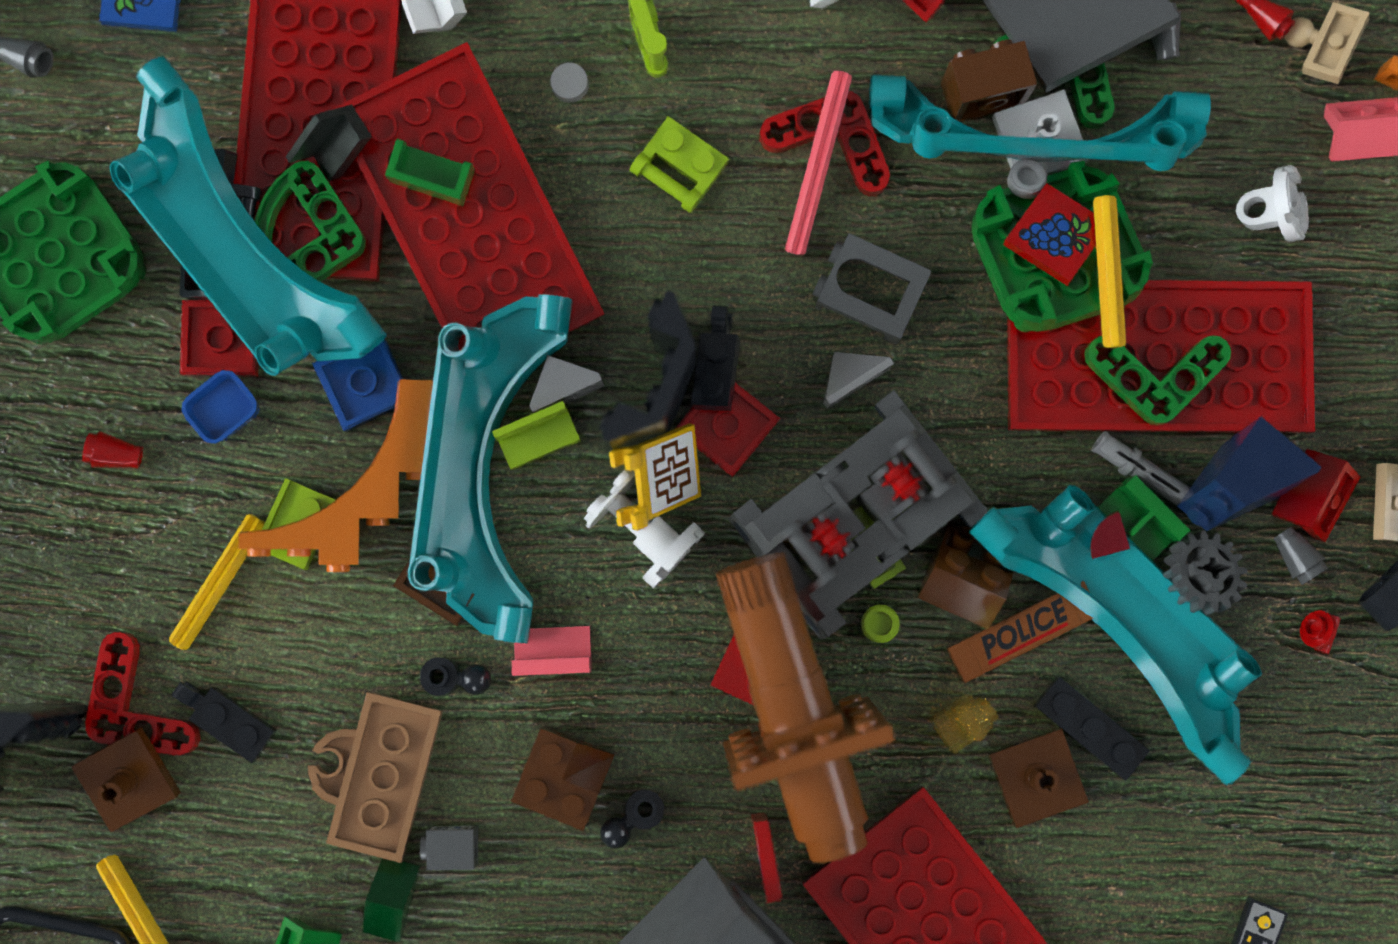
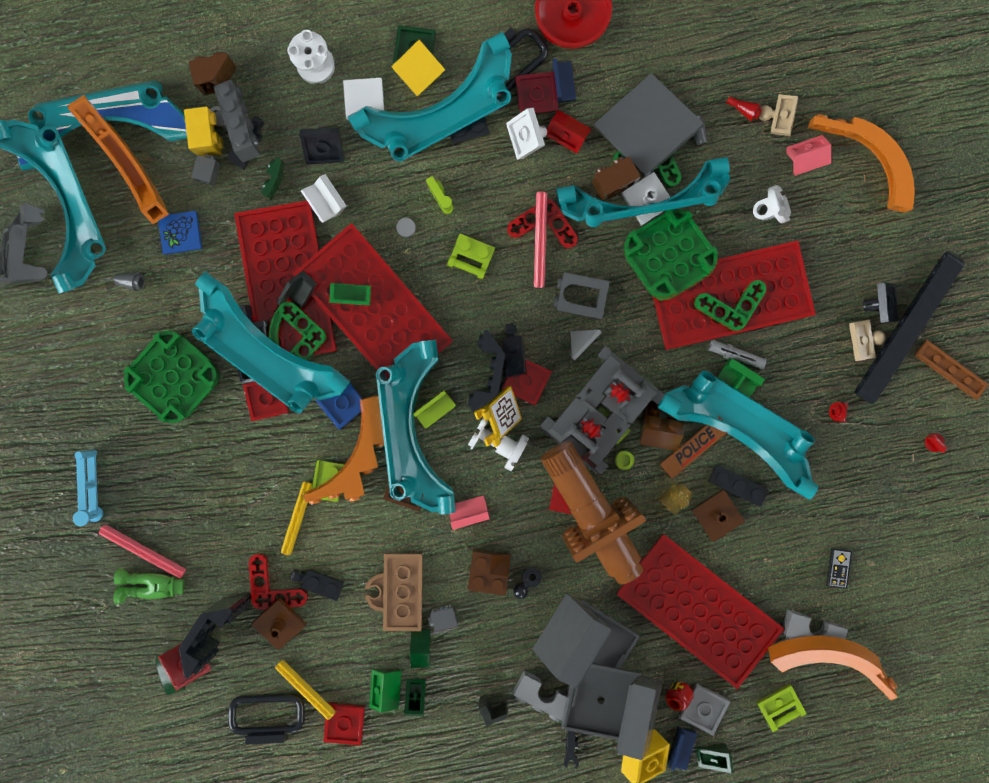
camera: 15 degrees left, 5 degrees up
(110, 452) = (227, 468): red cone -> none
(220, 407) = (275, 433): blue piece -> none
(474, 678) = (433, 535): black plate -> none
(564, 383) = (440, 381): light grey slope -> none
(766, 857) = (596, 586): red tile -> none
(1027, 178) = (646, 223): light grey tile -> none
(1054, 234) = (667, 248): red tile -> none
(1109, 271) = (697, 262): yellow axle -> none
(1109, 536) = (726, 391): dark red tile -> none
(1205, 573) = (777, 406): dark grey gear -> none
(1246, 474) = (786, 345): dark blue slope -> none
(1299, 556) = (821, 377): dark grey cone -> none
(1320, 498) = (823, 345): red panel -> none

